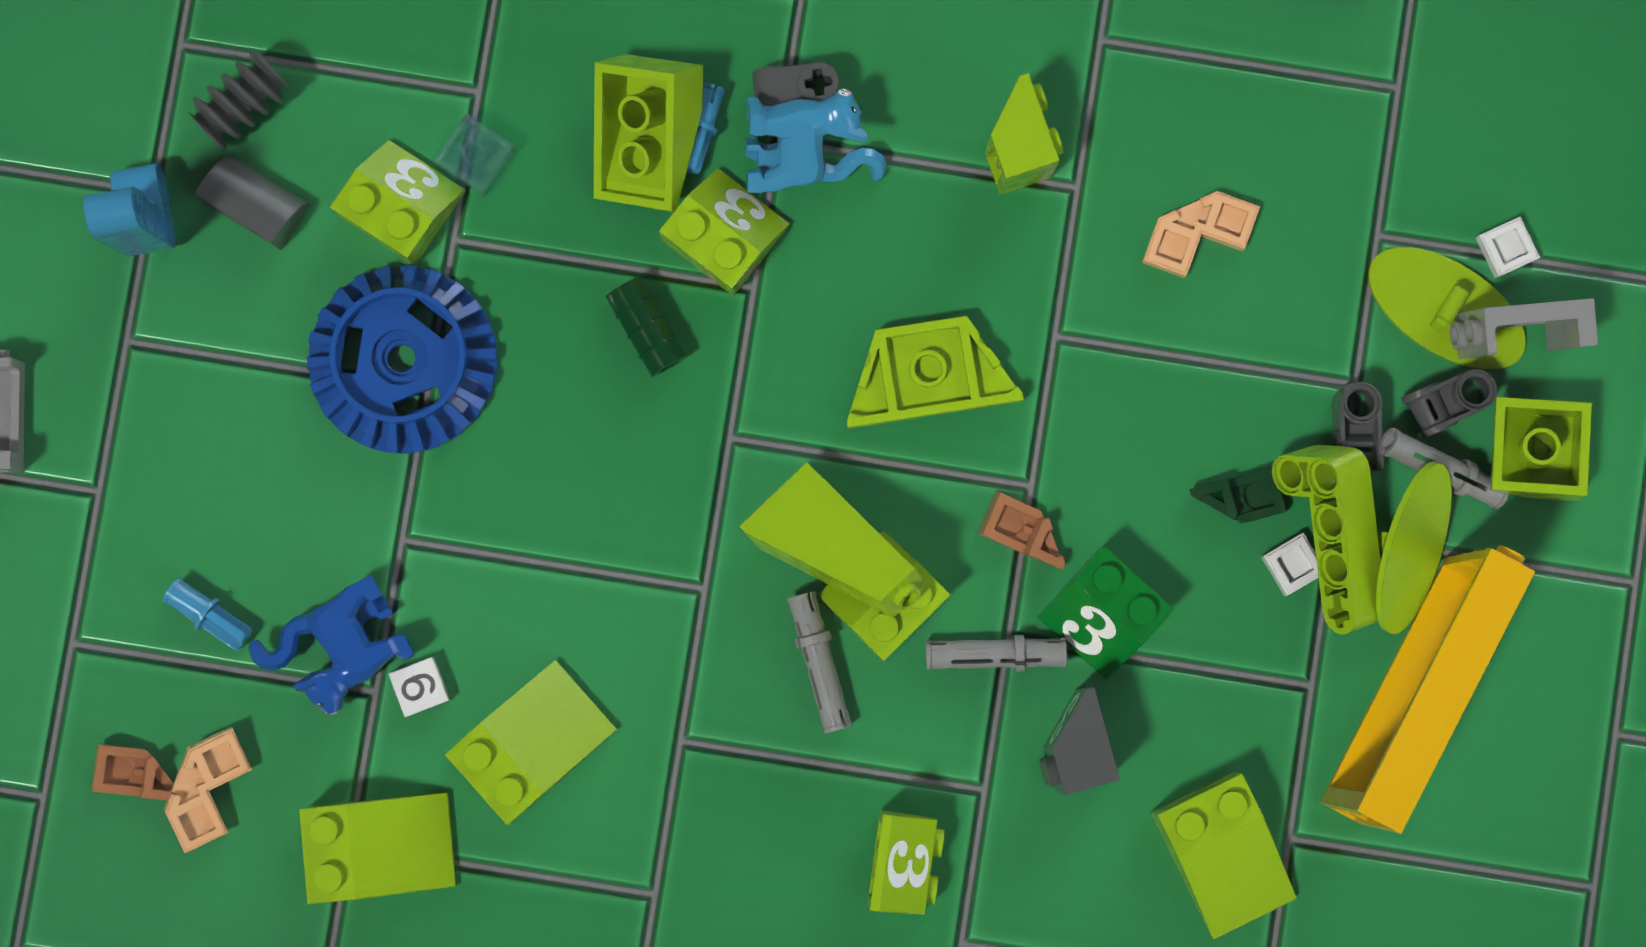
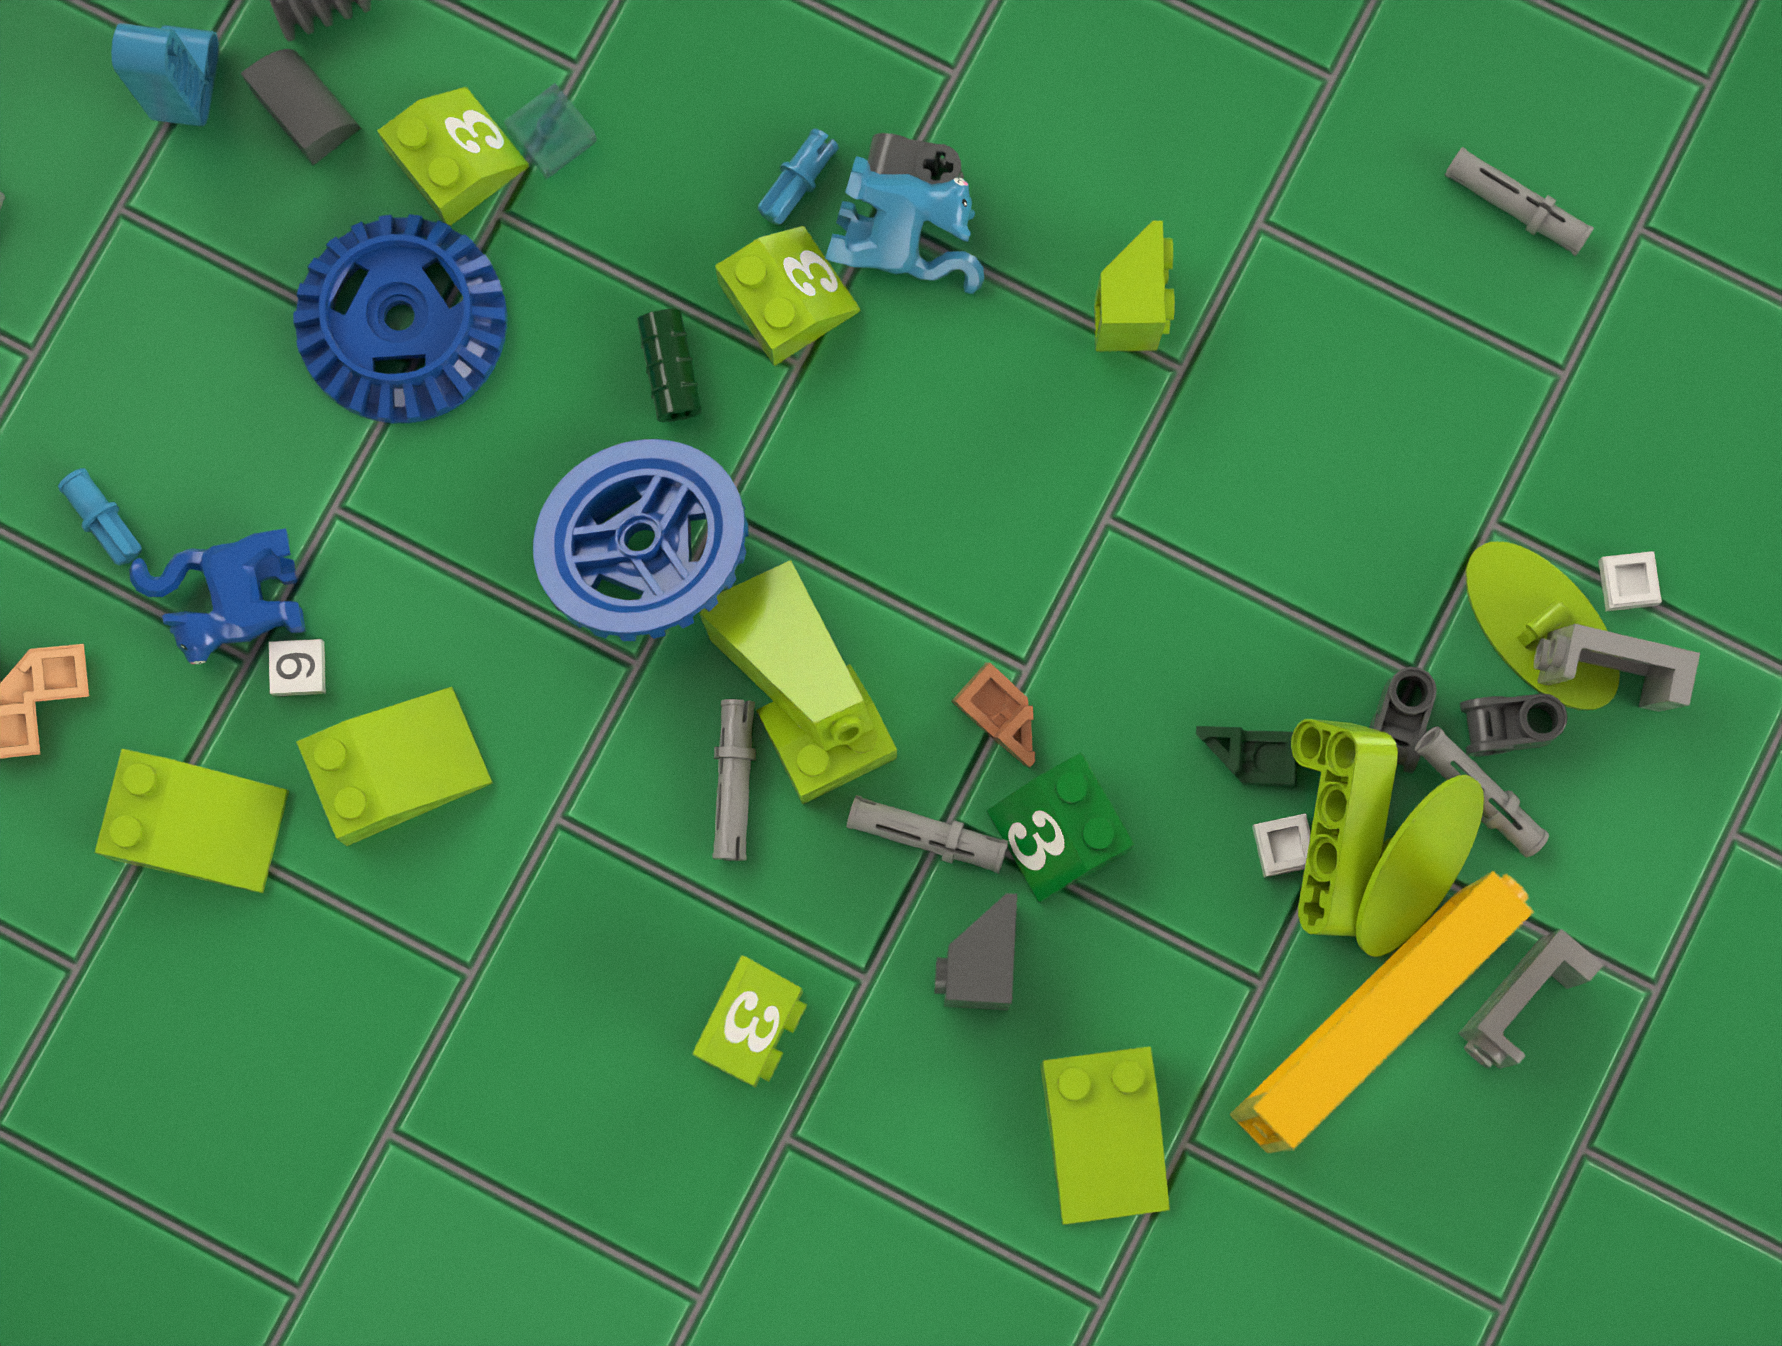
camera: 25 degrees right, 5 degrees down
(644, 129) = (737, 157): lime slope -> none
(689, 432) = (671, 490): none -> gear
(929, 373) = (954, 512): lime wing -> none
(1212, 217) = (1317, 446): light nougat tile -> none
(1528, 626) = (1552, 956): none -> light grey panel
(1541, 448) = (1593, 803): lime slope -> none

